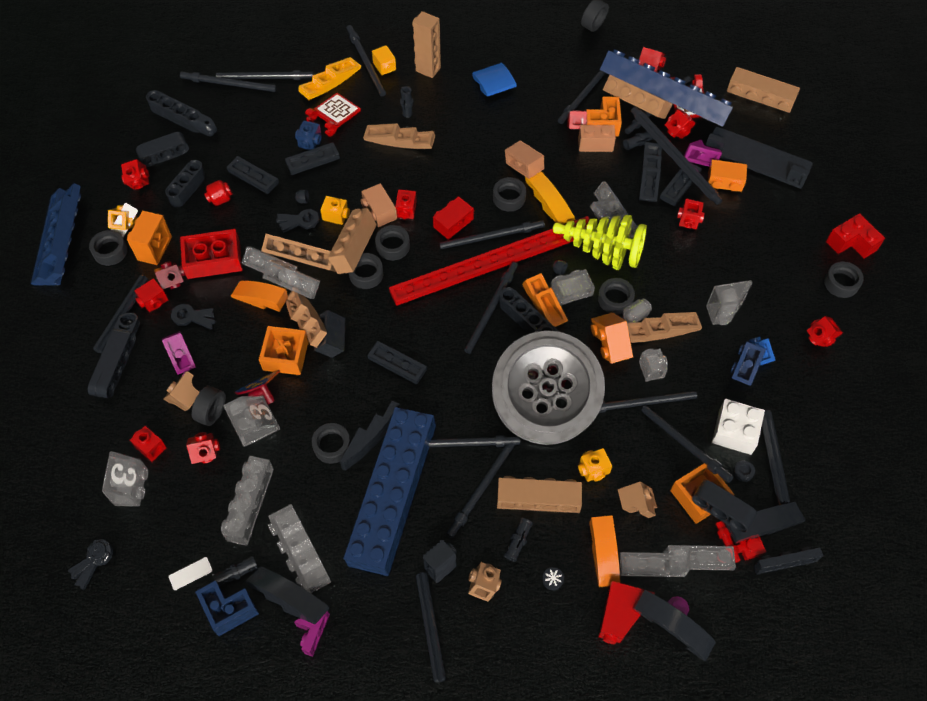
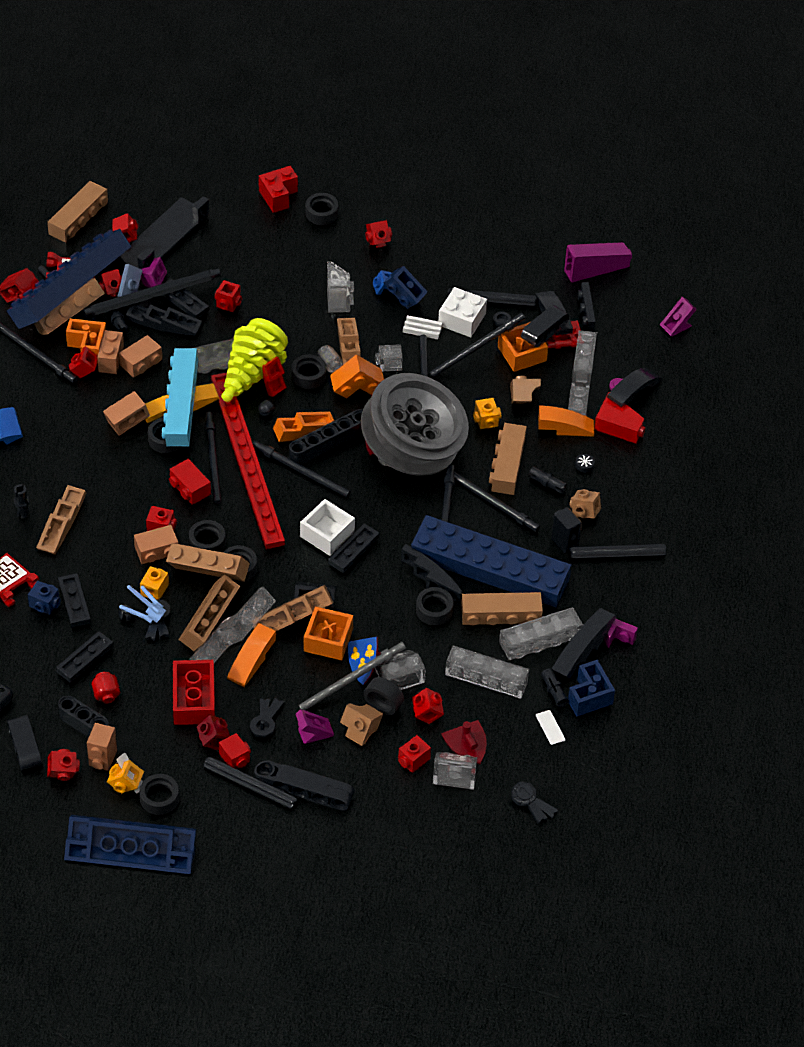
camera: 85 degrees left, 10 degrees down
(148, 195) = (101, 746): none -> nougat brick
(149, 237) = (162, 745): orange brick -> none
(171, 494) = (467, 740): none -> dark red shield
(245, 396) = (385, 656): none -> dark grey bar
(297, 211) = (154, 611): none -> light blue plant
(333, 508) = (501, 608): none -> medium nougat brick
(413, 333) = (327, 527): none -> white piece
(544, 190) = (181, 397): none -> medium azure brick
(572, 286) = (292, 399): clear brick -> none
(593, 261) = (273, 377): none -> red slope
(599, 161) = (140, 356): none -> nougat brick
(682, 135) = (130, 280): none -> sand blue plate
(709, 378) = (423, 325): none -> white tile
(727, 175) = (186, 260): orange brick -> none
(751, 124) = (127, 225): none -> red brick
(804, 672) = (678, 317): none -> magenta slope
(867, 564) = (595, 259): none -> magenta slope

